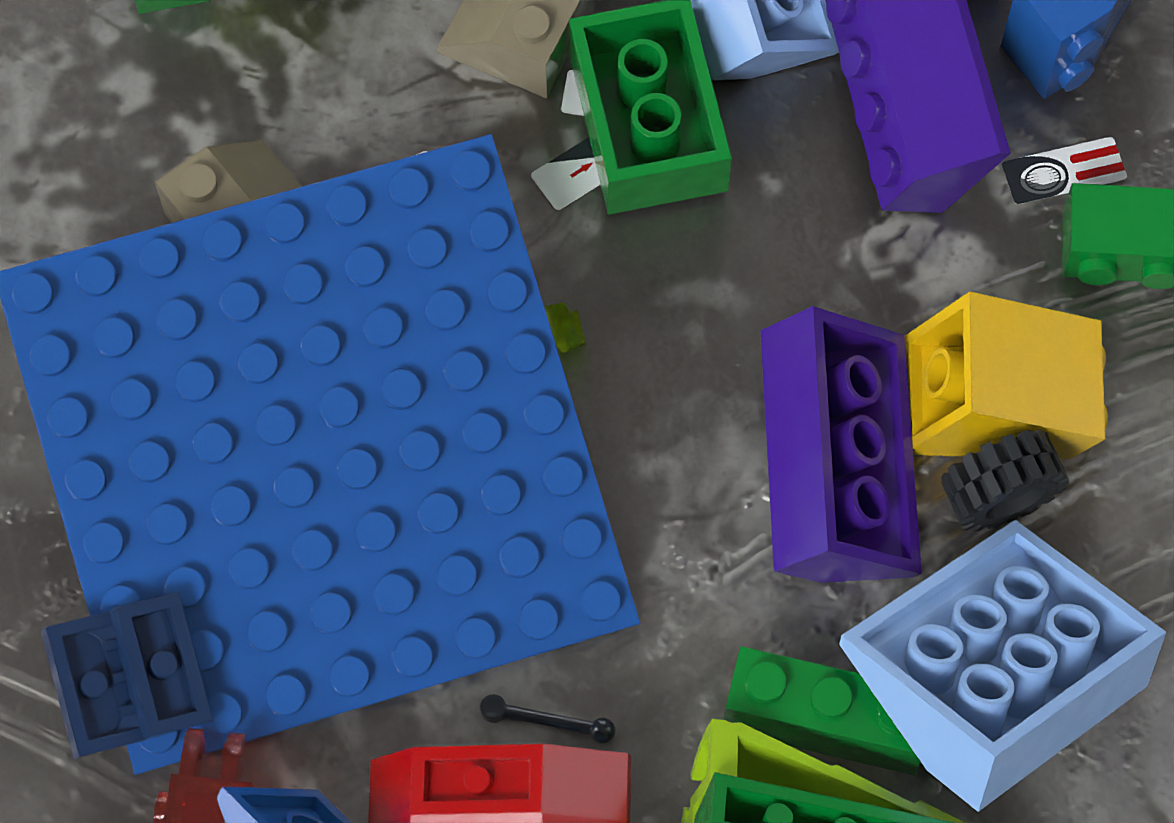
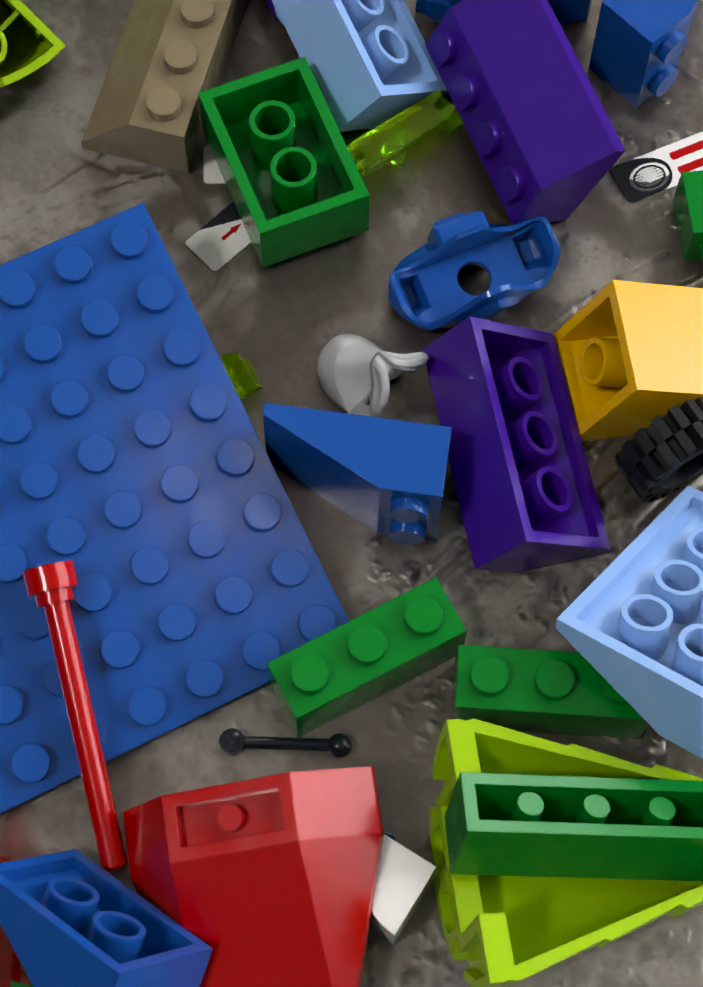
camera: 10 degrees left, 0 degrees up
(336, 523) = (53, 590): none -> red piece
(644, 644) = (366, 657): none -> green brick
(682, 448) = (365, 465): none -> blue slope
(688, 344) = (360, 372): none -> light grey piece
(782, 90) = (402, 132): none -> clear neon green piece
(877, 244) = (514, 256): none -> blue piece

